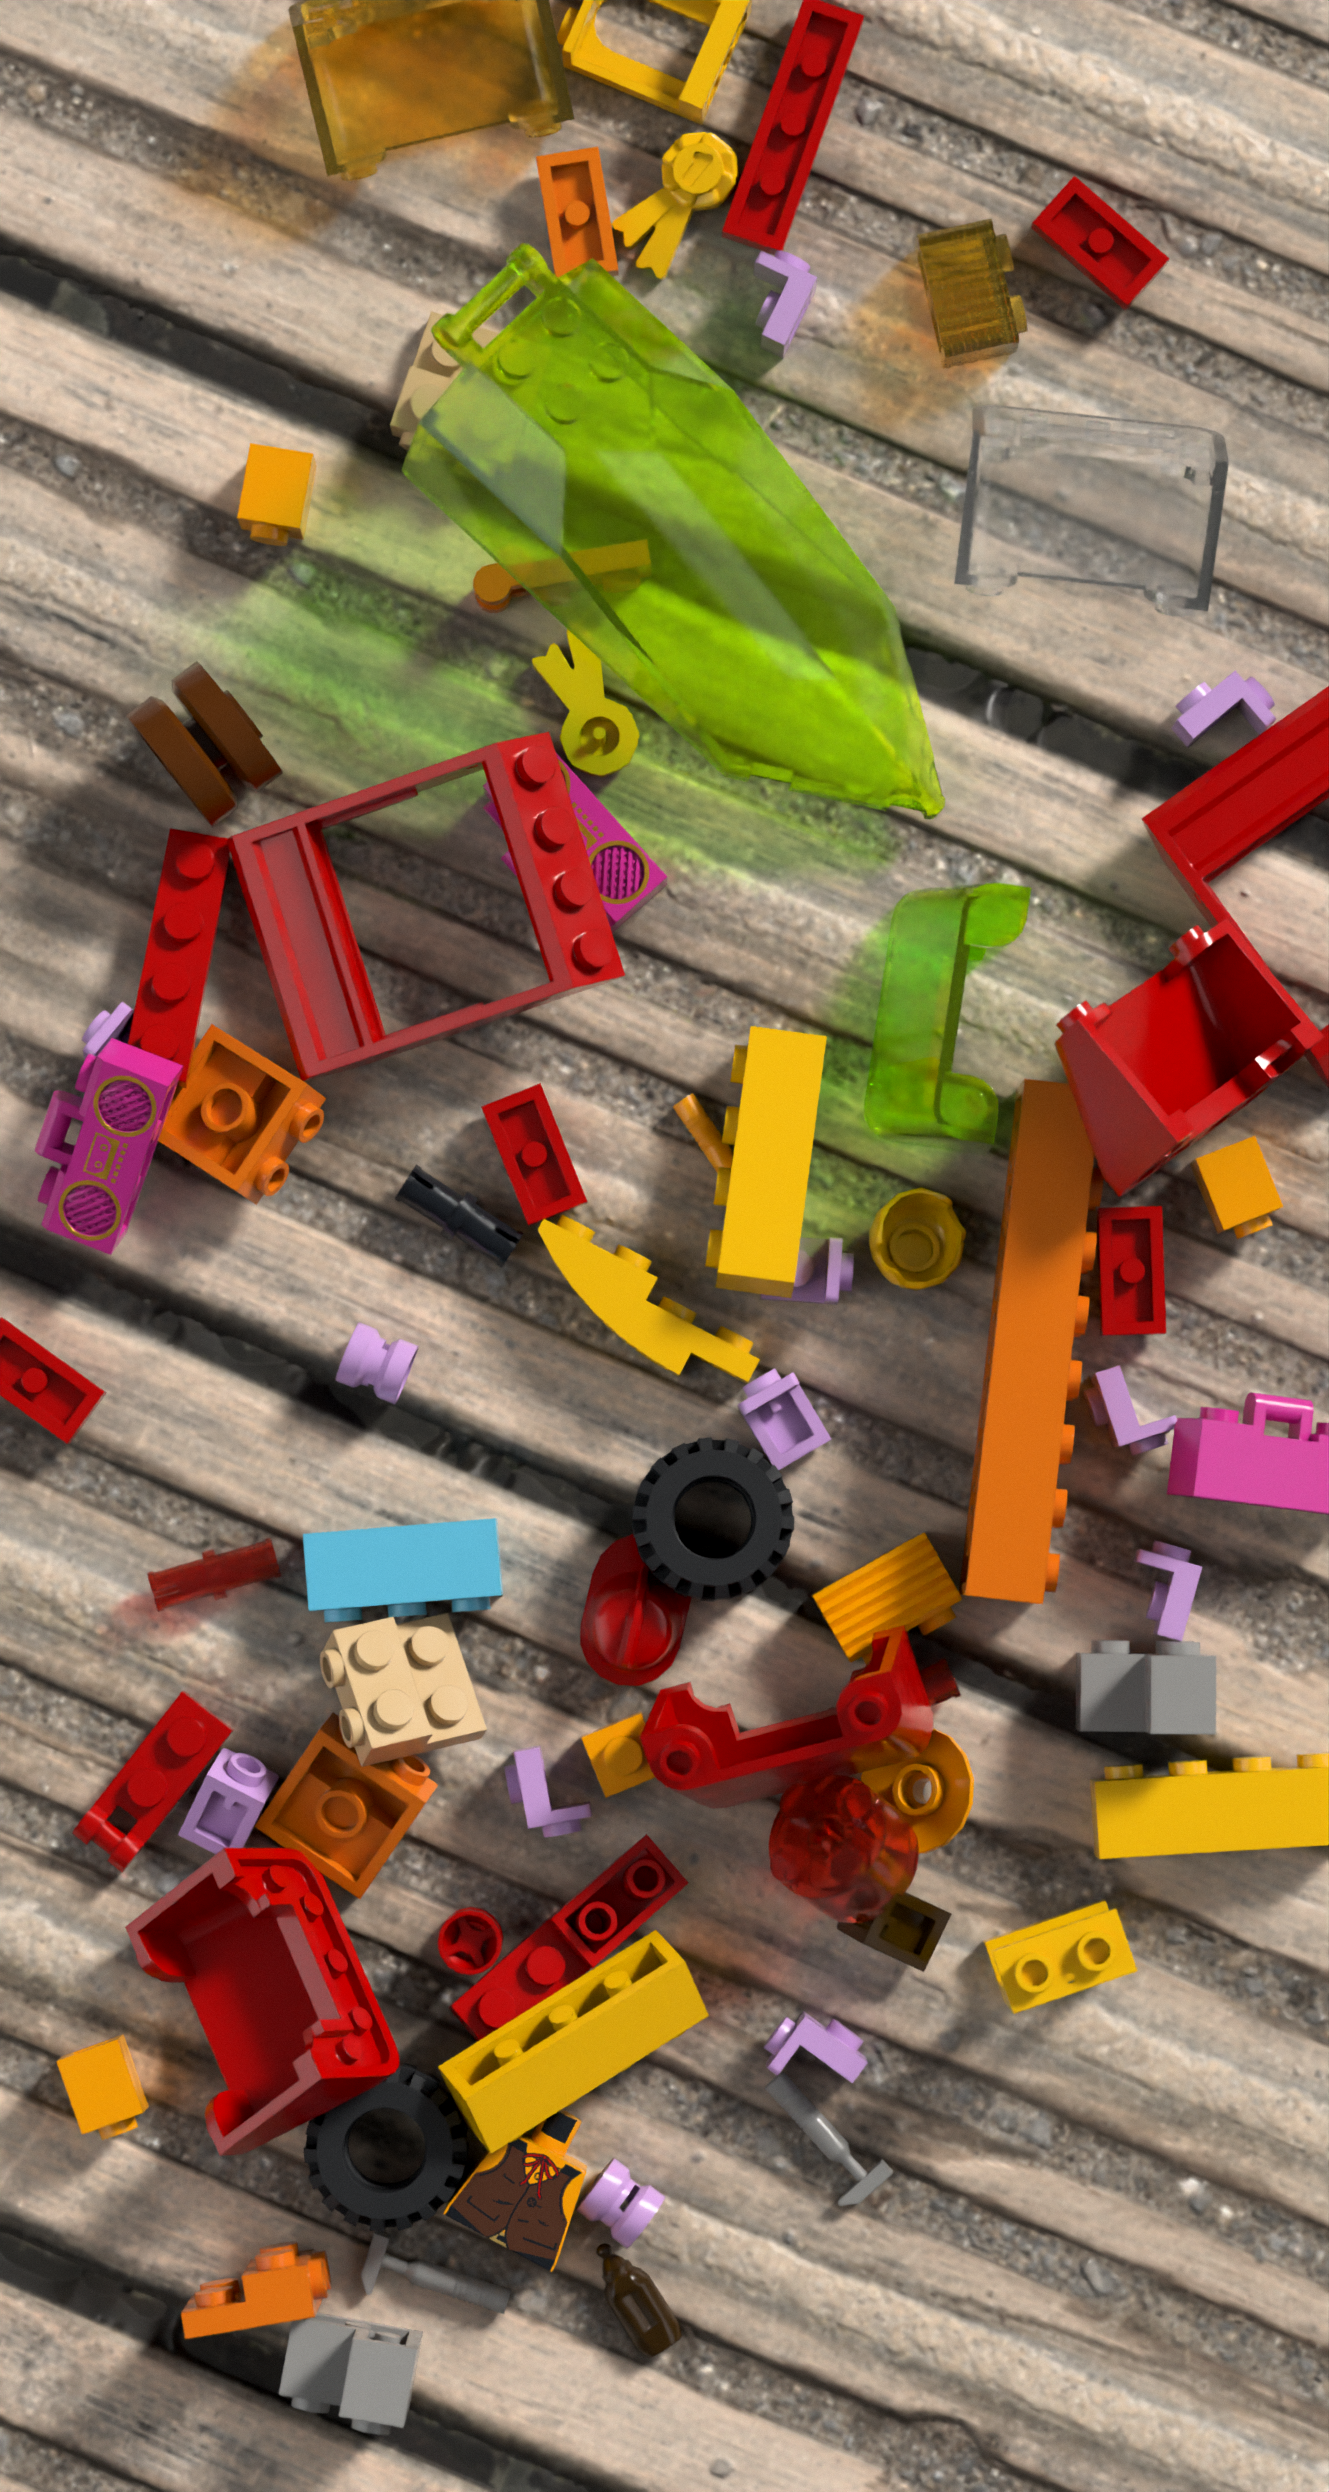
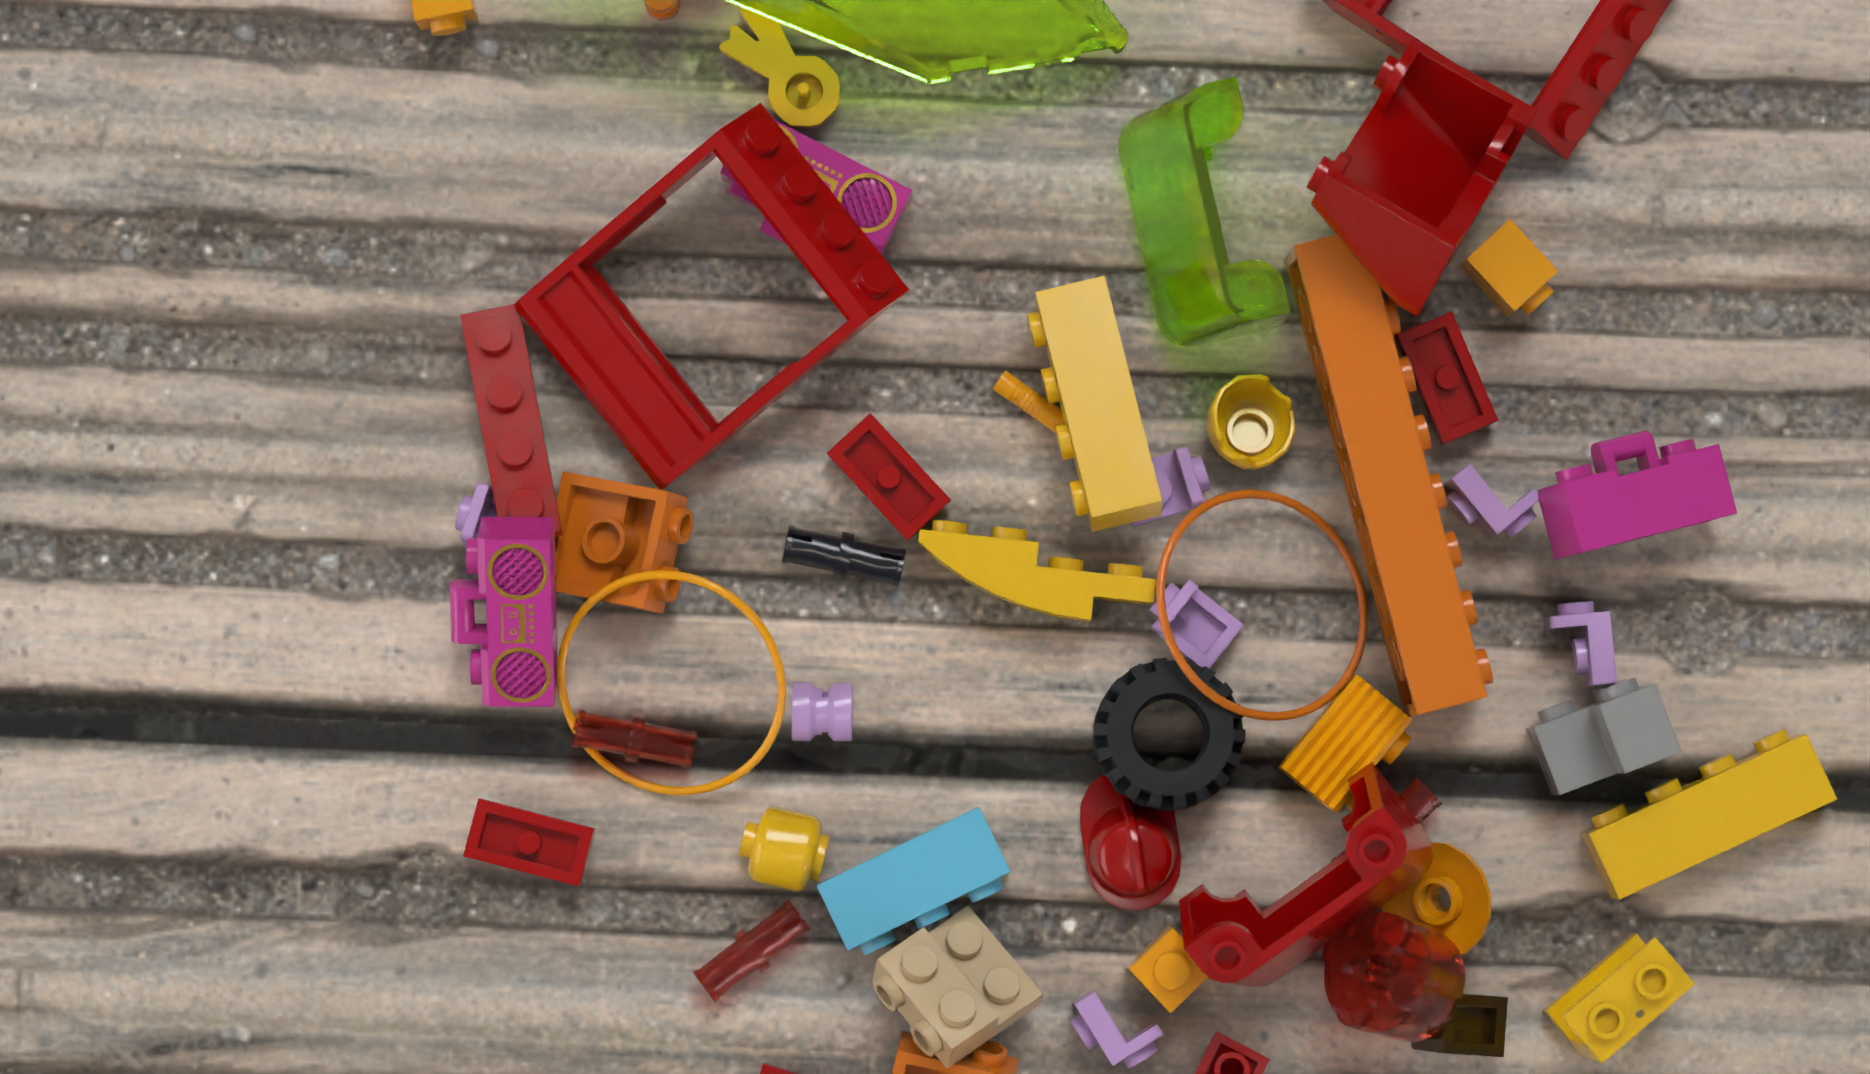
camera: 25 degrees left, 0 degrees up
(179, 1317) = (633, 738): none -> clear red pin
(207, 742) = (467, 222): reddish brown wheel -> none
(286, 1485) = (785, 849): none -> yellow head
(333, 1223) = (745, 609): none -> light orange piece
(749, 1432) = (1171, 643): none -> orange piece

